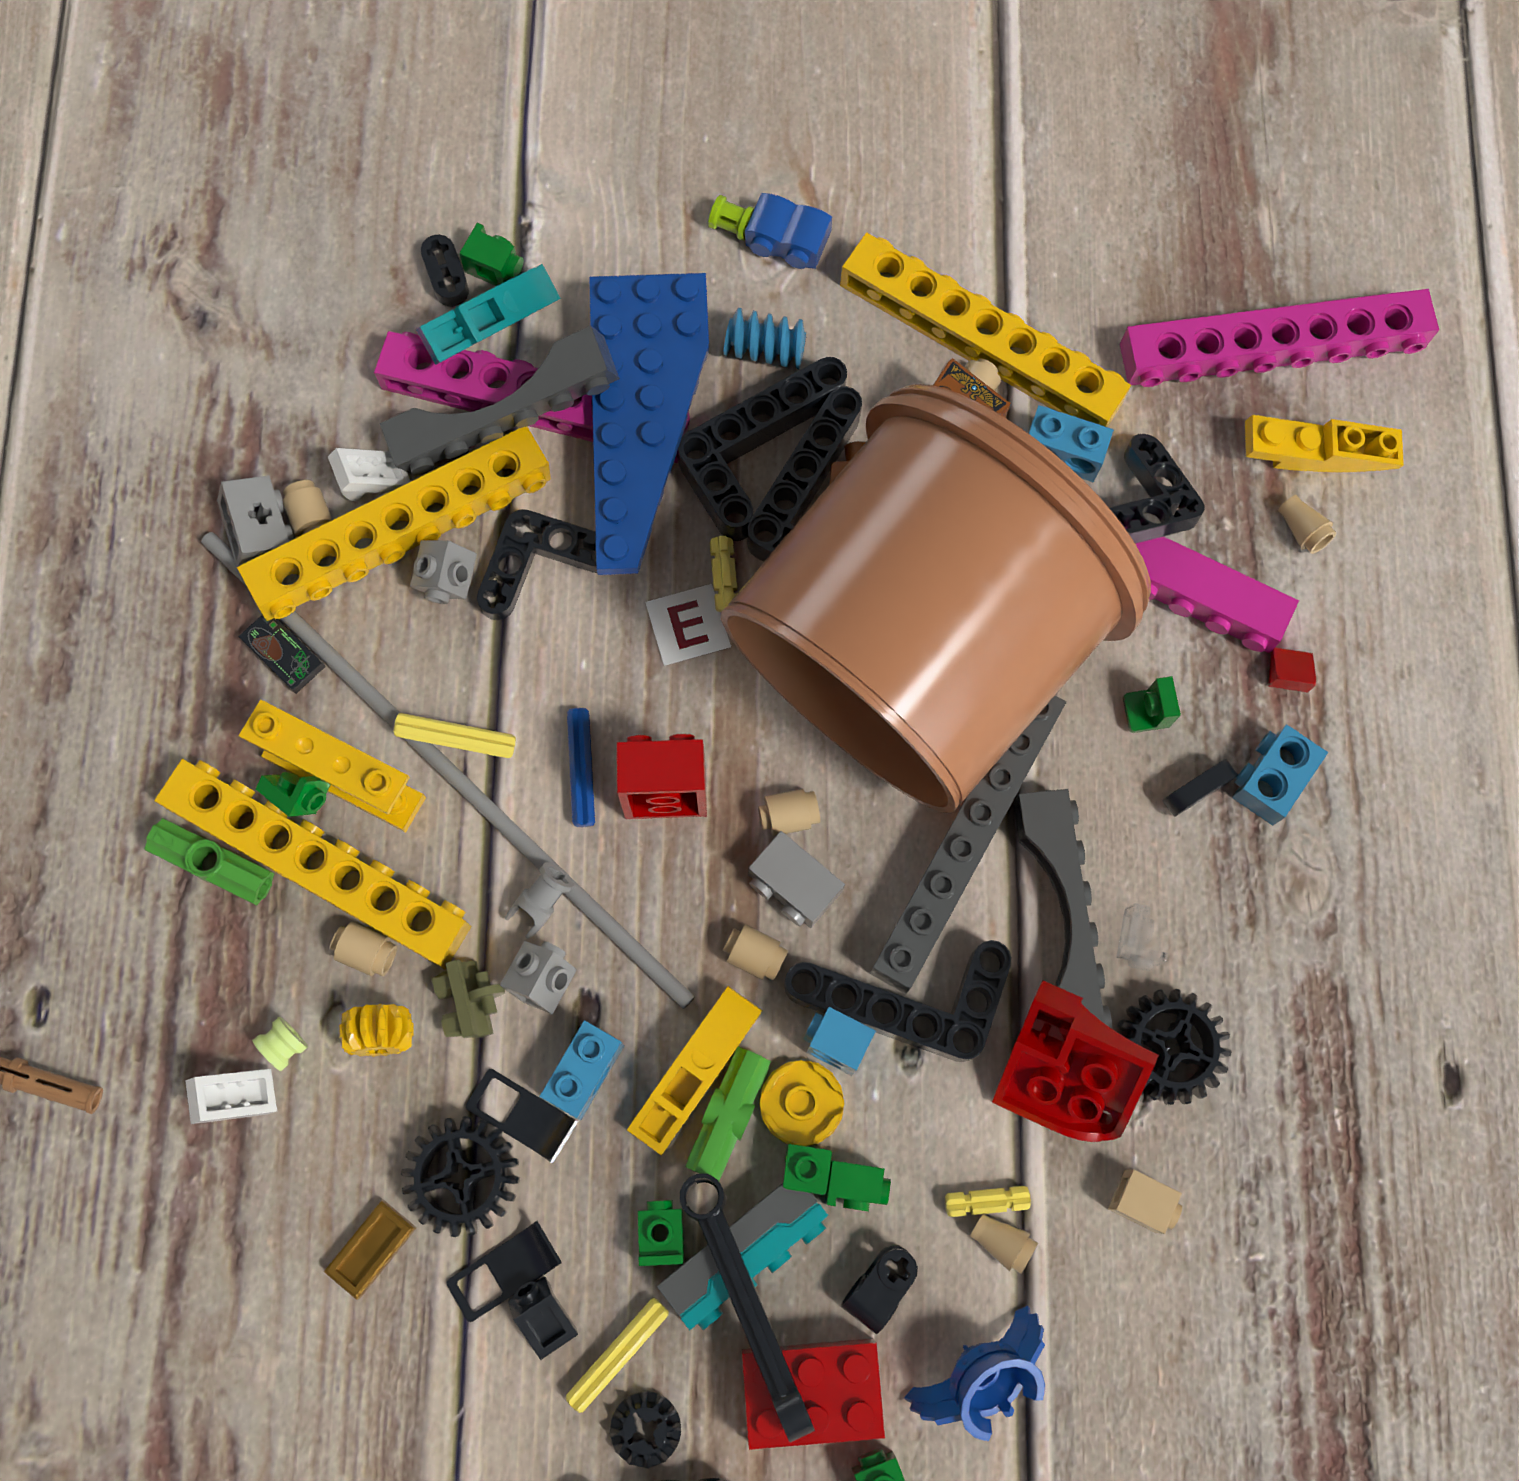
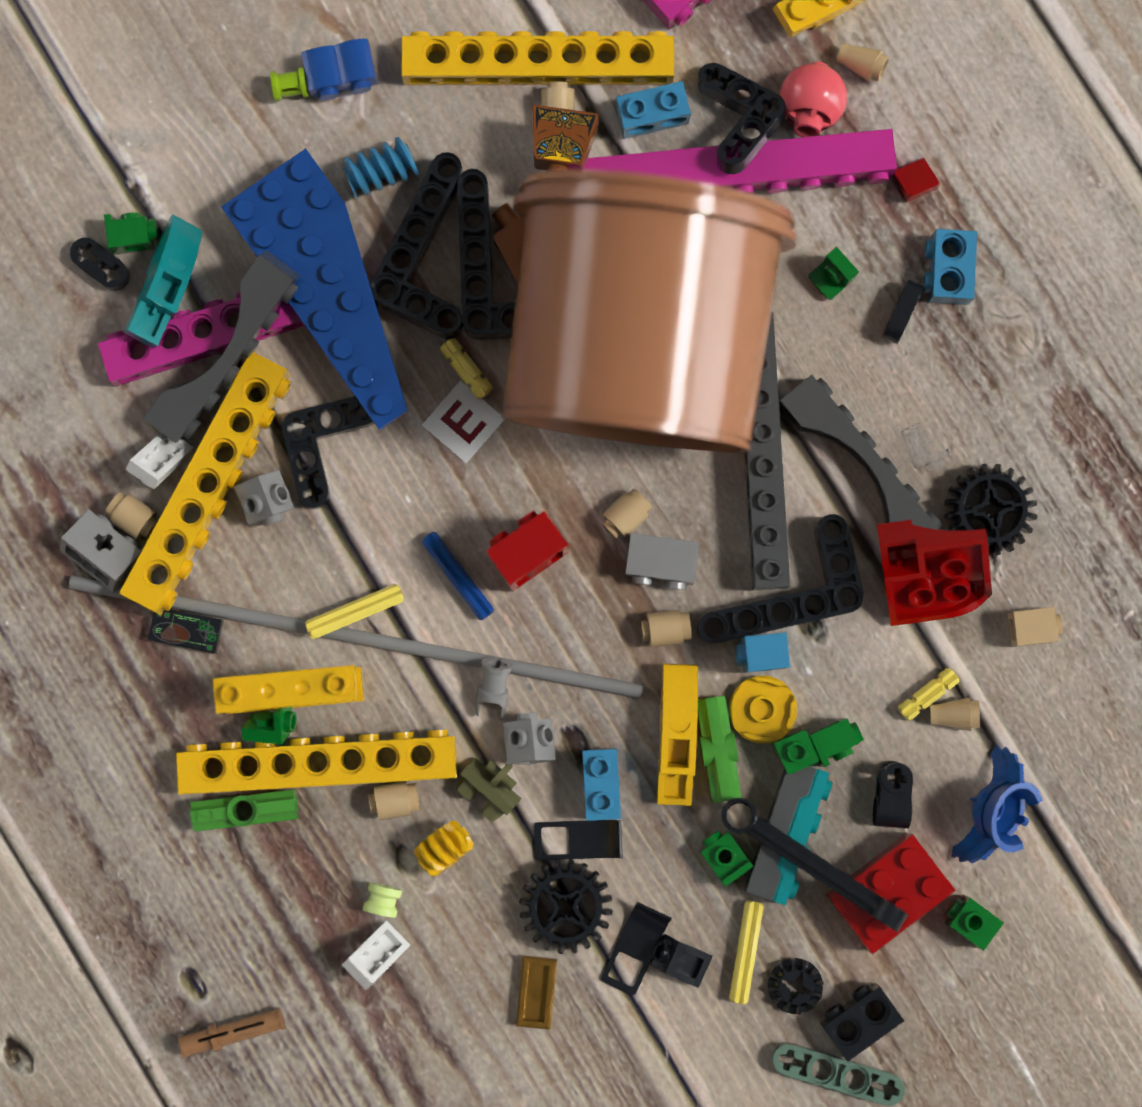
camera: 30 degrees left, 10 degrees up
(1235, 526) = (813, 98): none -> coral brick

